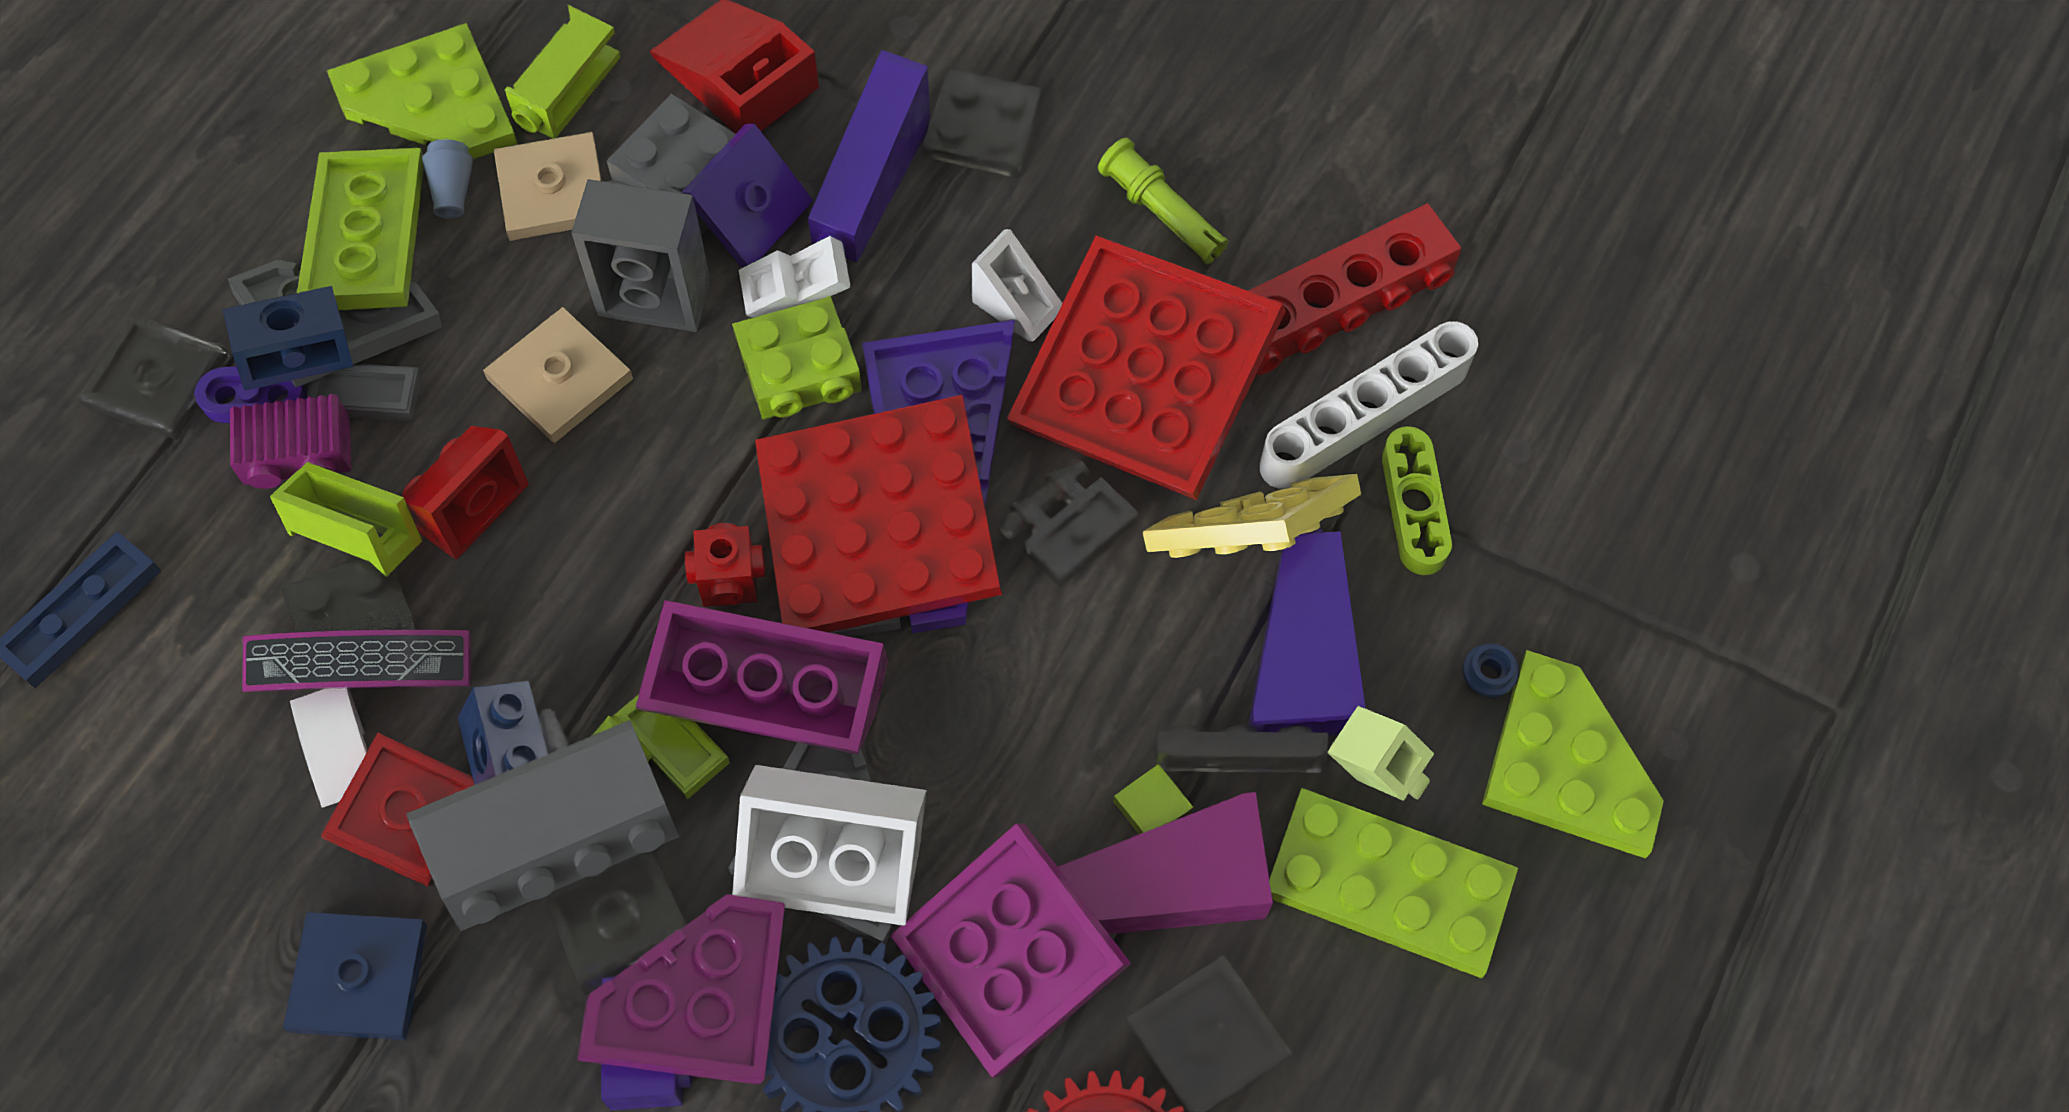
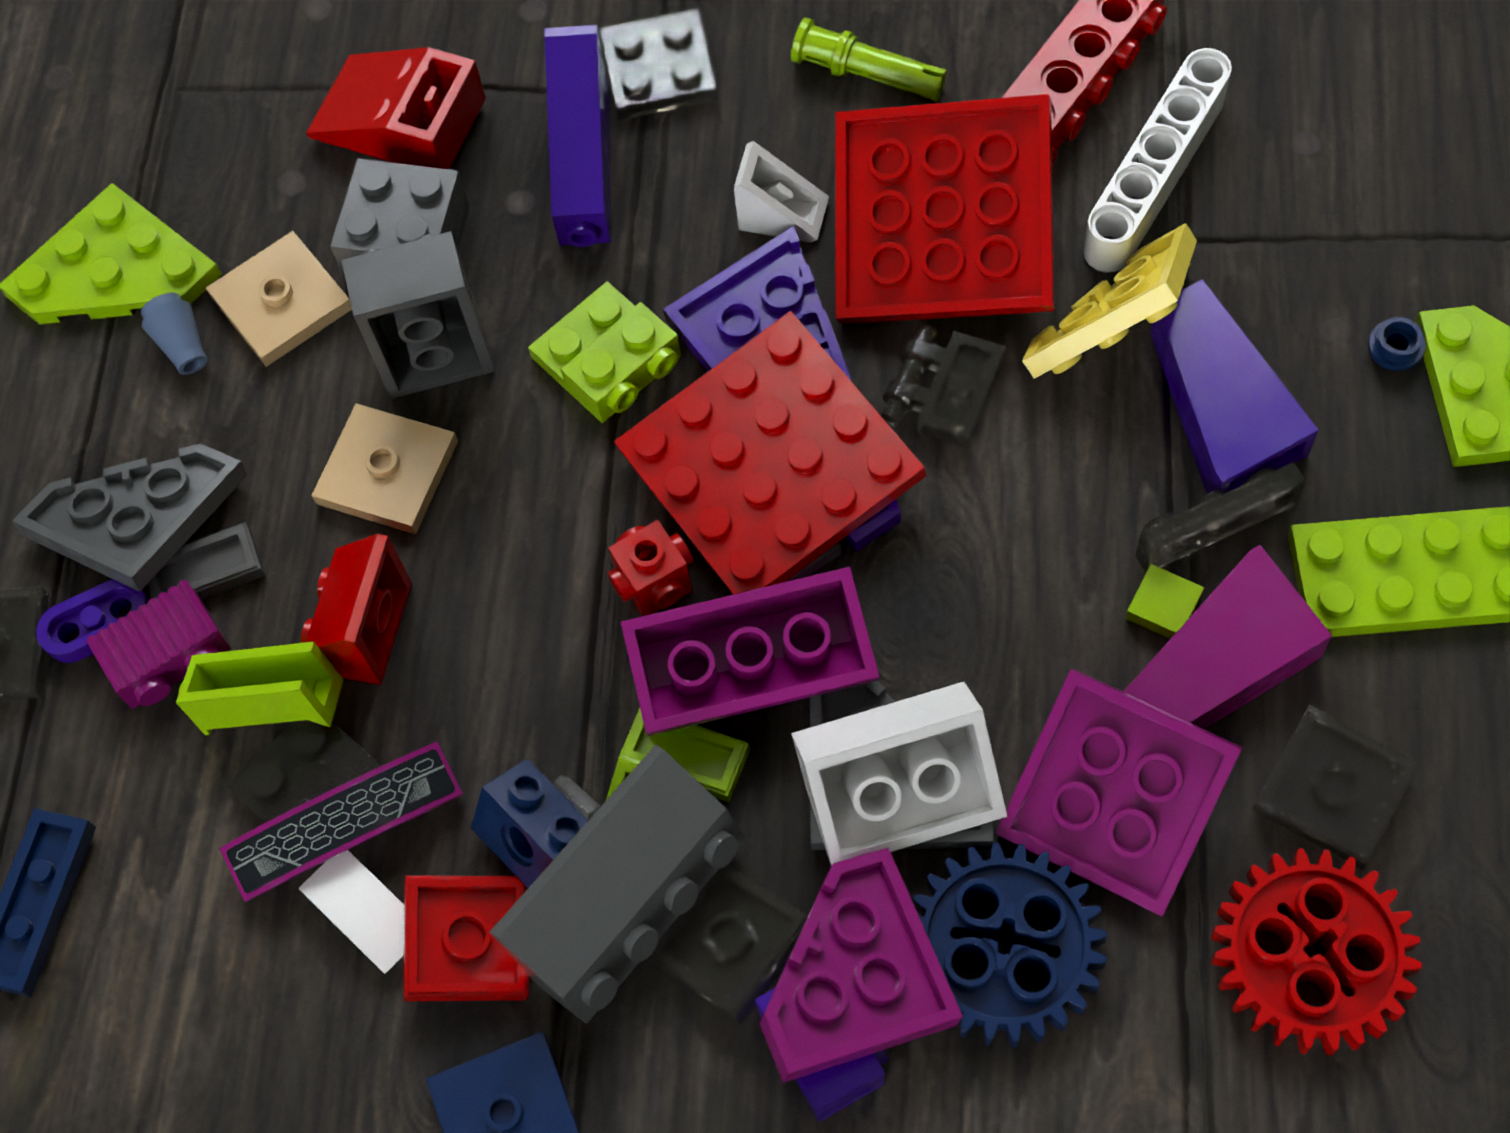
camera: 15 degrees left, 0 degrees up
(287, 338) = (113, 544): dark blue brick -> none
(363, 227) = (121, 417): lime plate -> none
(563, 75) = (235, 189): lime window -> none
(748, 195) = (487, 220): dark purple plate -> none
(793, 280) = (560, 284): white slope -> none
(1382, 754) = (1353, 456): yellowish green brick -> none
(1408, 521) = (1247, 249): lime beam -> none

